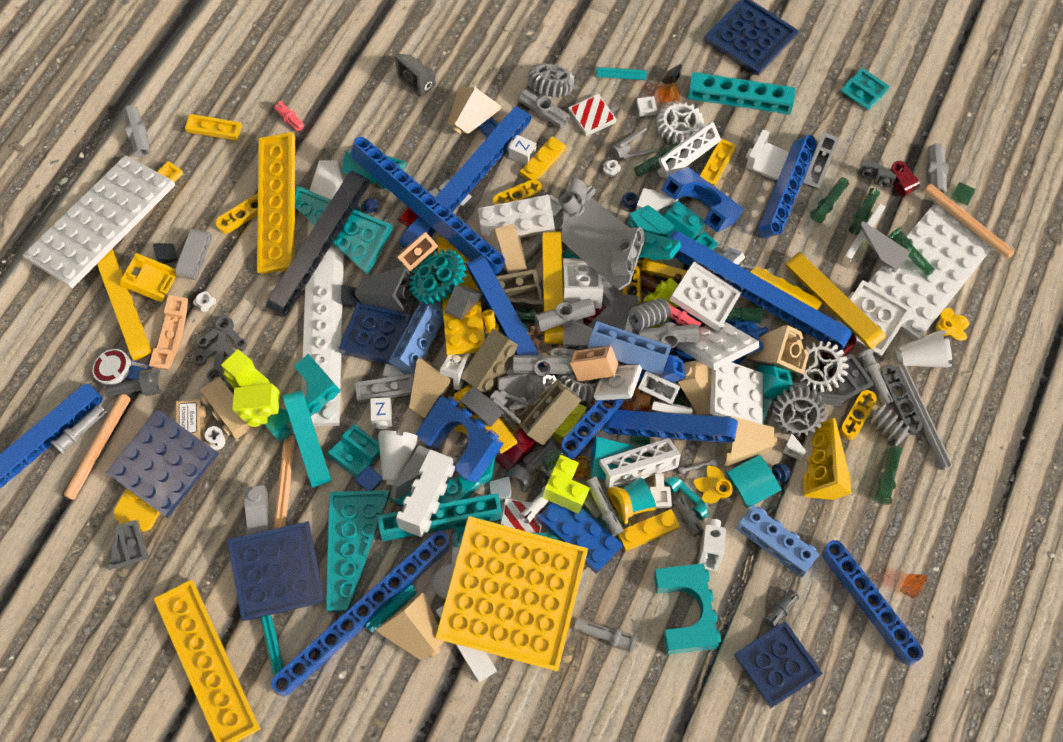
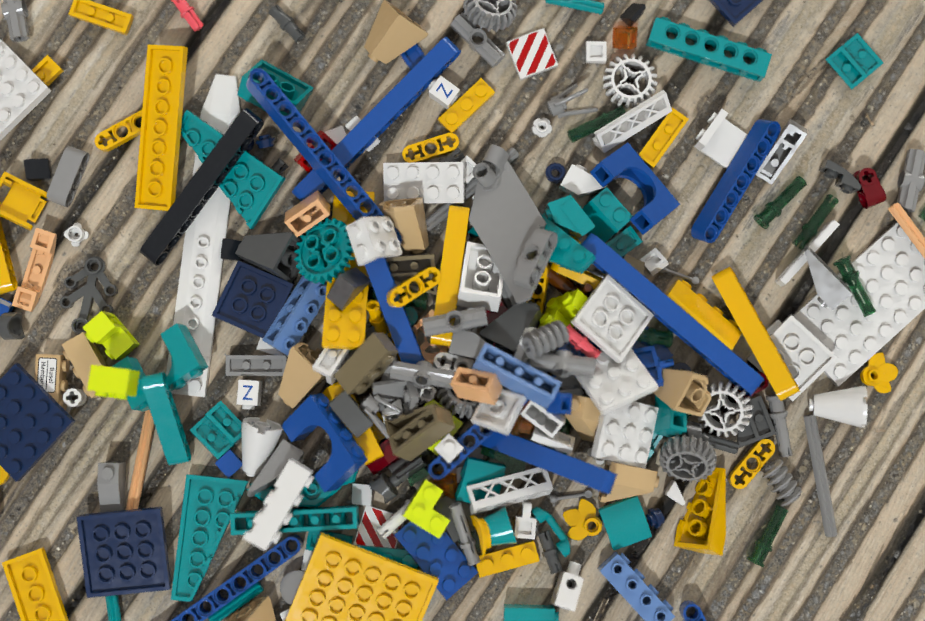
camera: 10 degrees right, 20 degrees up
(377, 115) = (286, 23): none -> dark grey pin
(479, 254) = (373, 239): none -> white bracket
(519, 300) = (404, 287): none -> yellow beam
(577, 422) = (449, 448): none -> white plate
(620, 434) = (495, 454): none -> clear green tile
(902, 399) = (805, 452): dark grey beam -> none

